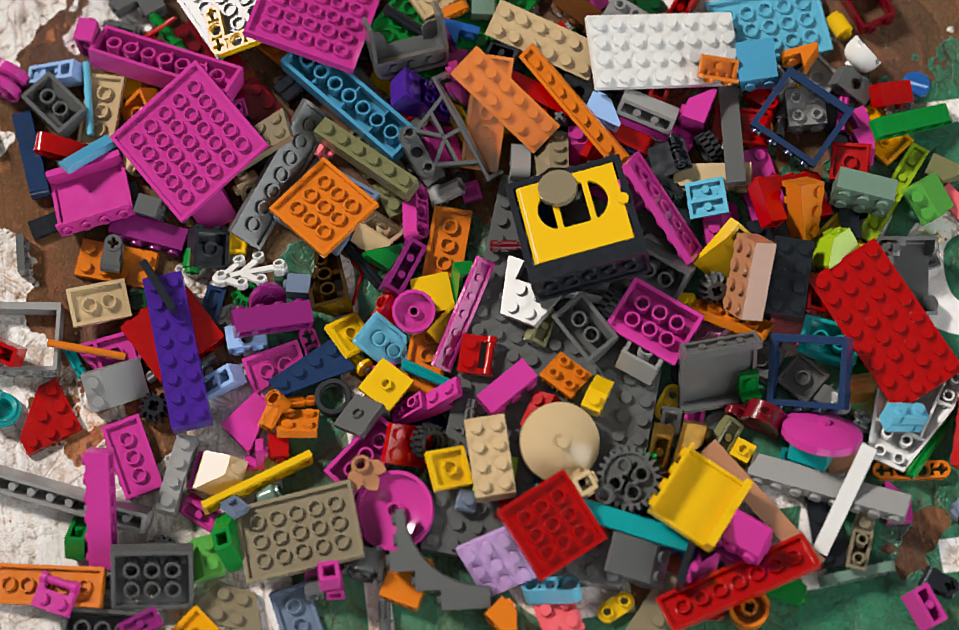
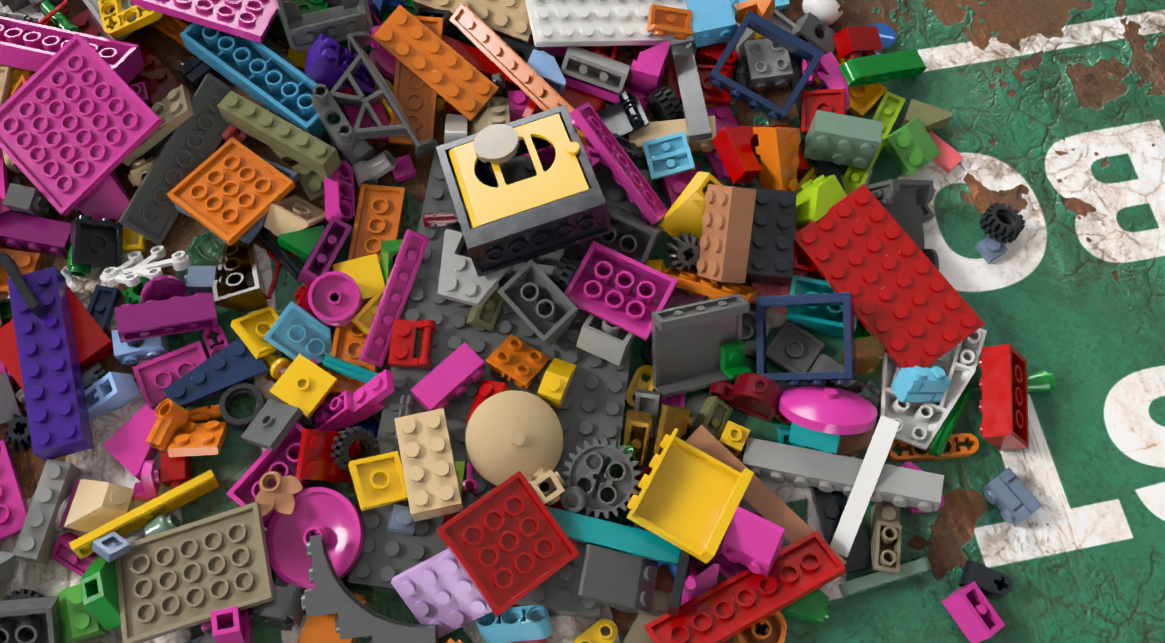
camera: 10 degrees left, 5 degrees down
(521, 475) = (469, 483): none -> dark pink hand

